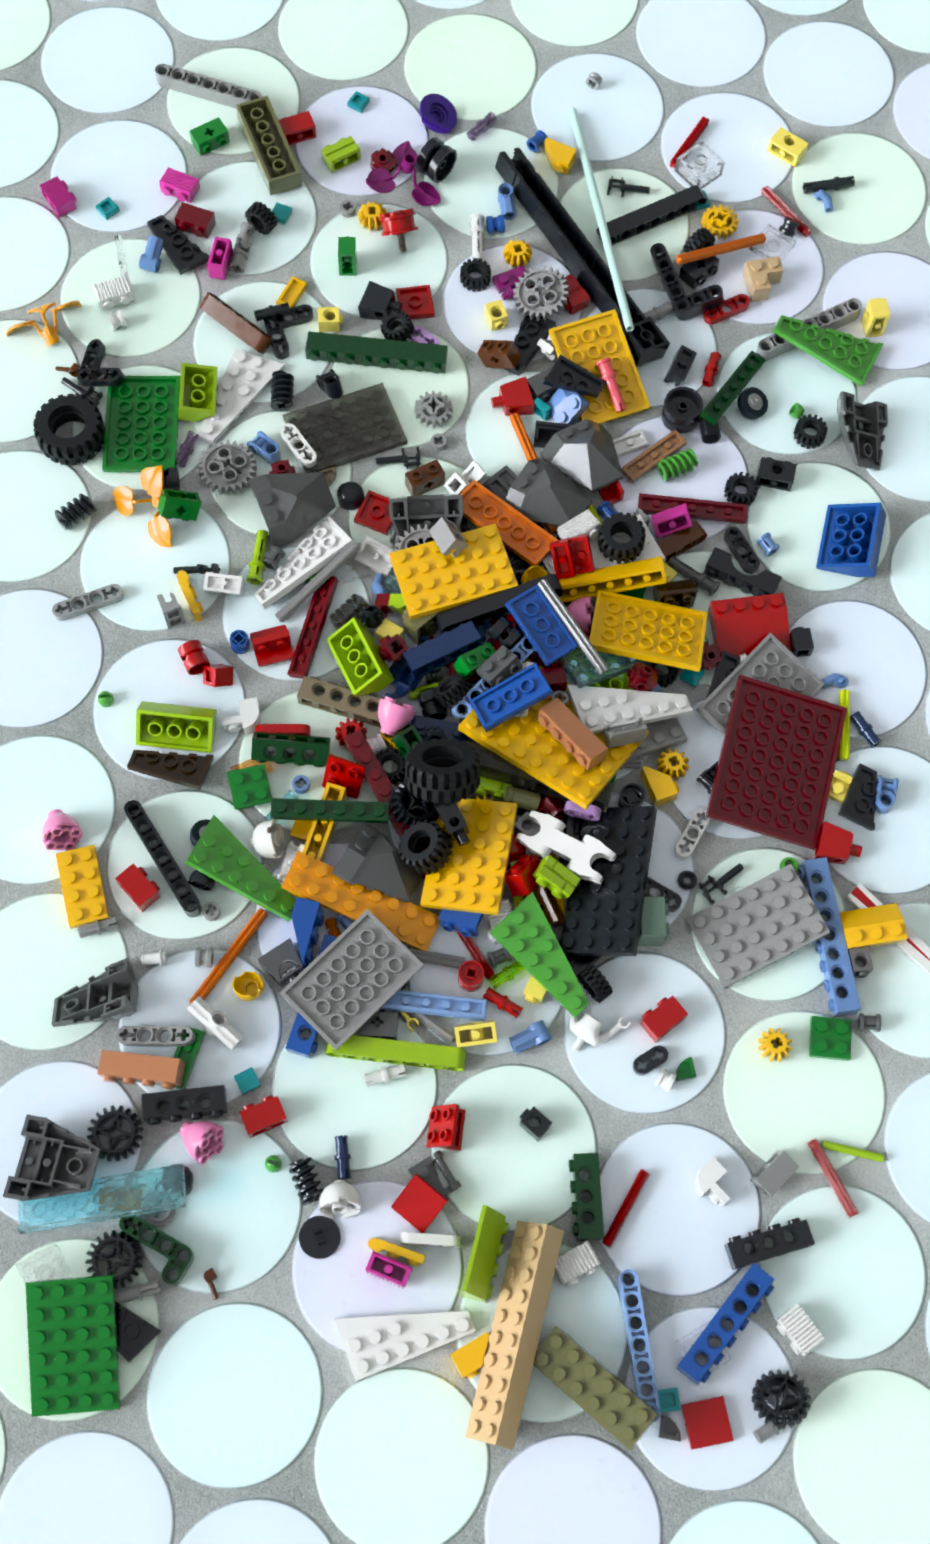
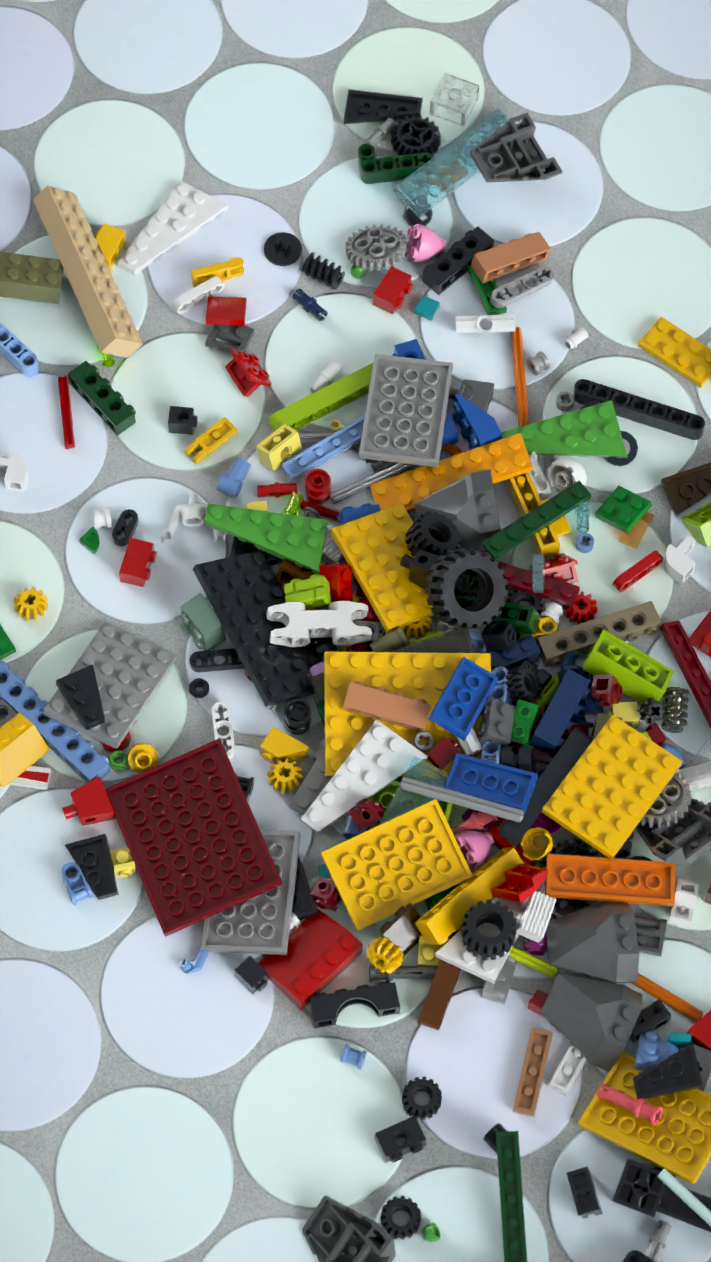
camera: 145 degrees right, 5 degrees down
(72, 1345) = (395, 71): green plate -> none
(97, 927) = (638, 331): light grey axle -> none
(101, 999) = (585, 278): dark grey wedge -> none
(116, 1124) = (492, 202): black gear -> none
(138, 887) = (636, 376): red brick -> none
(209, 1276) = (339, 172): reddish brown hand -> none
(239, 1148) = (376, 247): none -> light grey gear
(248, 986) = (485, 364): yellow hair -> none
(299, 743) = (616, 557): dark green brick -> none
(339, 1199) = (287, 274): white cylinder -> none
(368, 762) = (538, 573): none -> clear light blue beam
(387, 1027) = (354, 405): dark grey brick -> none
(388, 1269) = (212, 252): dark pink brick -> none
(394, 717) = (554, 633): bright pink piece -> none
(448, 537) = (640, 804): light grey hinge -> none
(484, 1254) = (150, 302): lime slope -> none
(521, 1087) = (212, 439): none -> yellow hinge
(575, 1263) = (77, 348): white brick -> none
(595, 983) = (212, 545): black tyre -> none
(605, 509) = (525, 976): blue bush -> none
(624, 734) = (343, 745): light grey hinge -> none
(671, 520) = (461, 1003): dark pink brick -> none
(675, 464) = (501, 1072): bright green piece -> none
(682, 409) = (540, 1125): black wheel -> none
(697, 508) = (453, 1042): dark red plate -> none
(703, 578) = (385, 955): none -> yellow gear
(711, 369) = (552, 1218): red pin -> none
(720, 882) = (169, 705): black piece -> none
(741, 542) = (392, 1036): black beam -> none
(752, 403) = (480, 1203): black wheel -> none
(771, 851) = (142, 757): none -> yellow plate
(792, 919) = (83, 696): none -> black wing
(844, 747) = (150, 916): neon yellow axle -> none
(852, 539) = (275, 1121): blue slope -> none
(865, 729) = (133, 933): dark blue pin -> none

